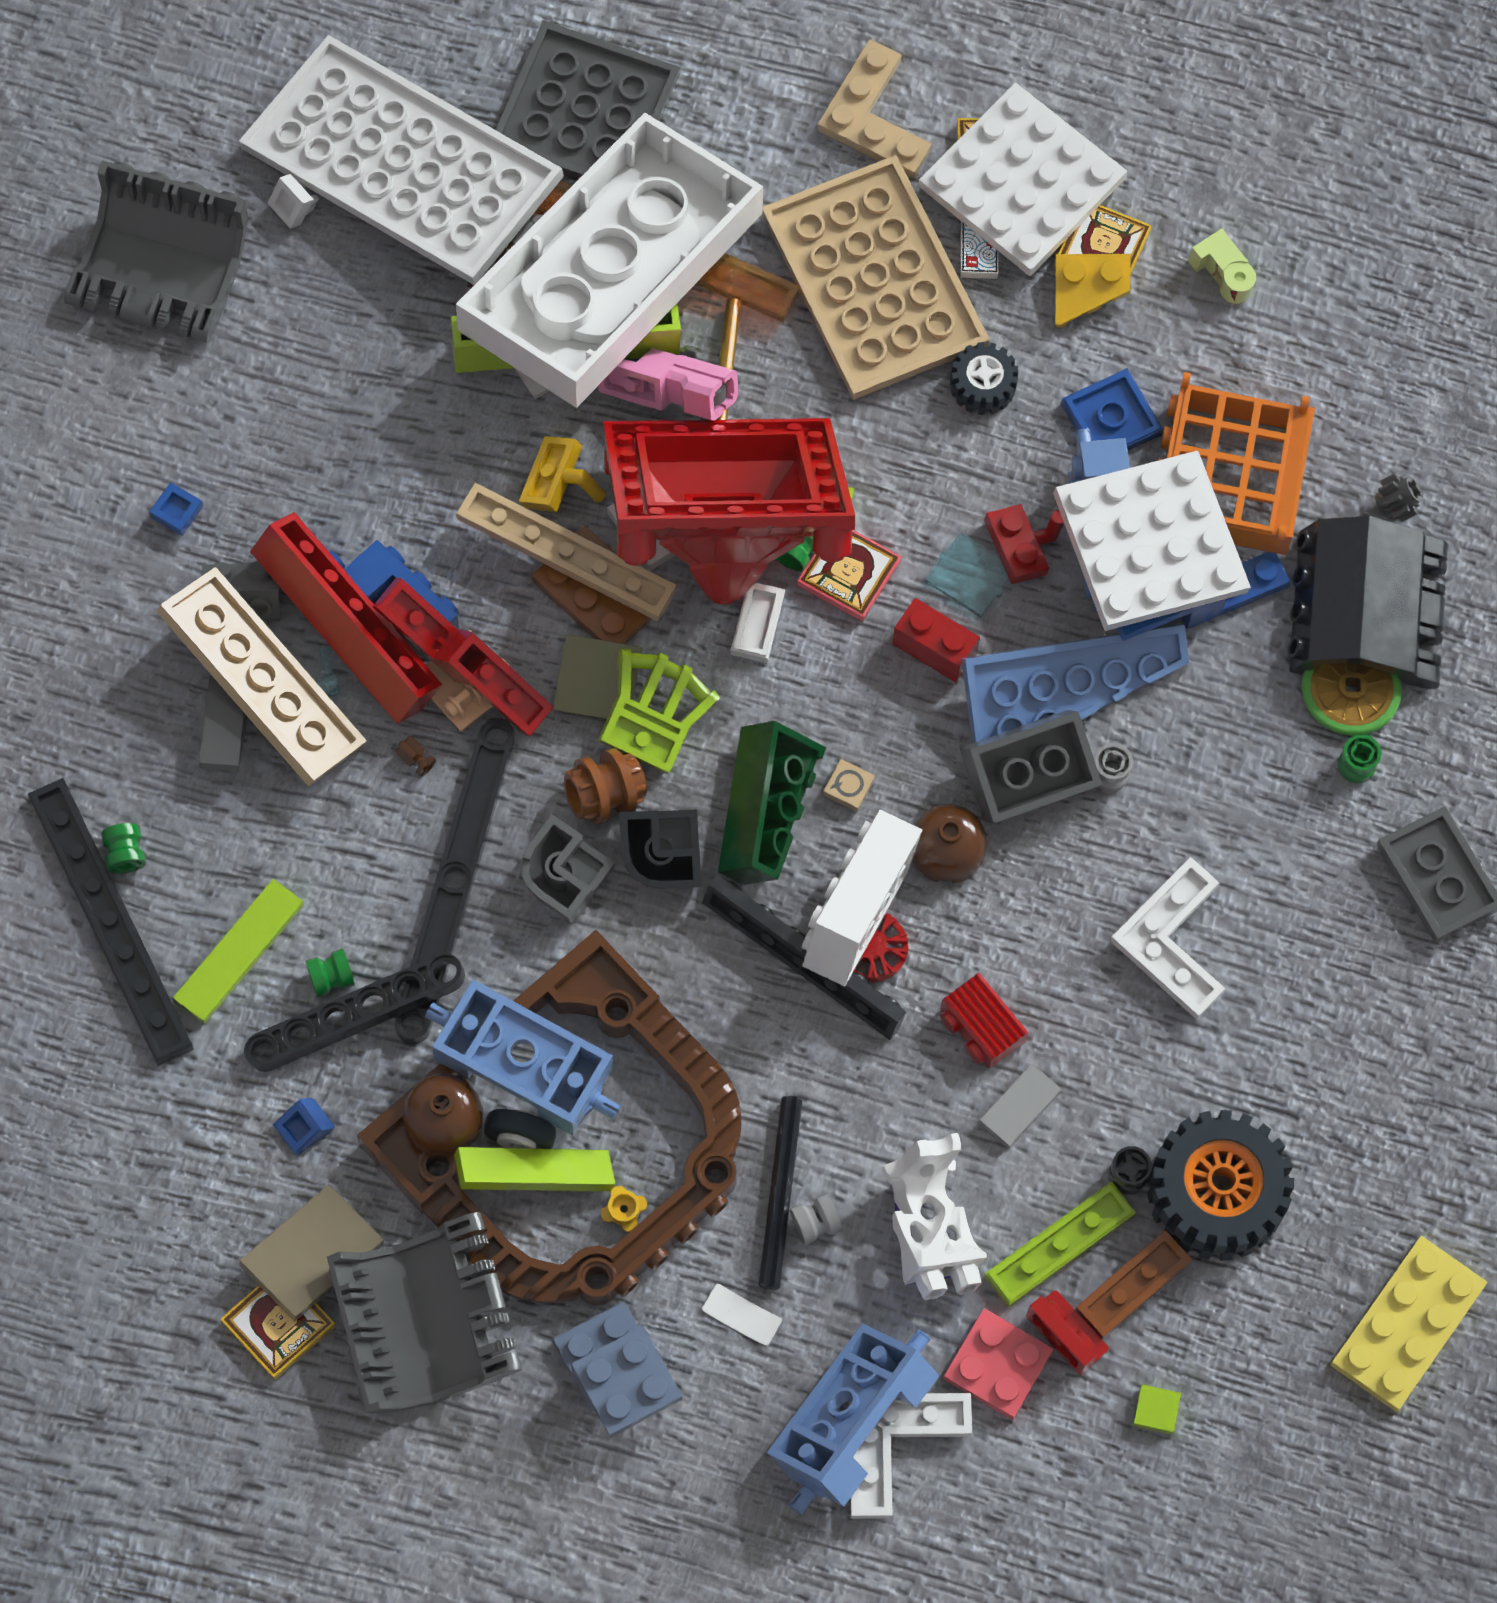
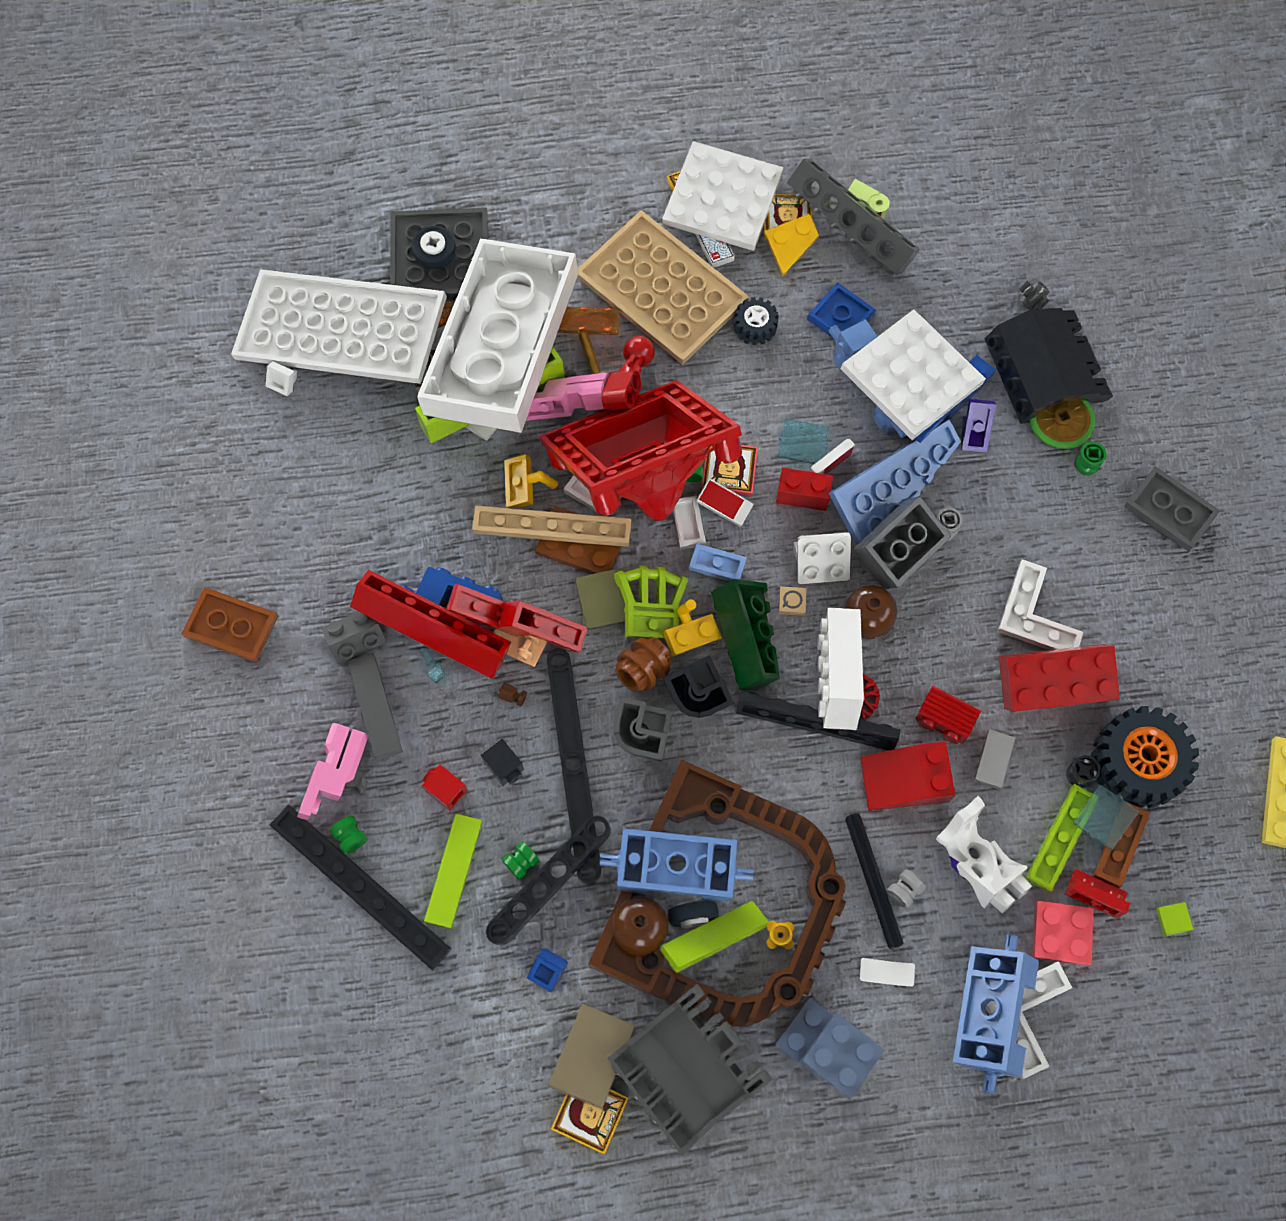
camera: 20 degrees left, 0 degrees up
(85, 512) = (230, 625): none -> dark orange plate
(146, 760) = (338, 771): none -> bright pink plate
(161, 251) = (209, 439): dark grey hinge -> none
(176, 509) = (289, 599): blue plate -> none
(261, 676) = (391, 684): plate -> none
(272, 838) = (444, 786): none -> red brick
(362, 839) = (503, 763): none -> black brick
(578, 111) = (427, 254): none -> black wheel
(690, 772) = (691, 633): none -> yellow plate
(753, 397) = (625, 385): none -> red beam
(769, 693) = (717, 563): none -> light blue plate
(818, 614) = (724, 502): none -> red tile
(850, 118) = (609, 204): tan plate -> none
(889, 1079) = (908, 777): none -> red slope
(915, 744) = (823, 558): none -> white bracket
(997, 615) = (834, 458): none -> white tile
(1018, 543) = (825, 411): red plate -> none
(1128, 1240) = (1106, 817): none -> clear light blue piece
(1156, 1033) = (1059, 677): none -> red brick
(1190, 259) = (903, 249): none -> dark grey brick
(1222, 649) = (977, 425): none -> slope
(1298, 426) = (930, 276): orange window -> none

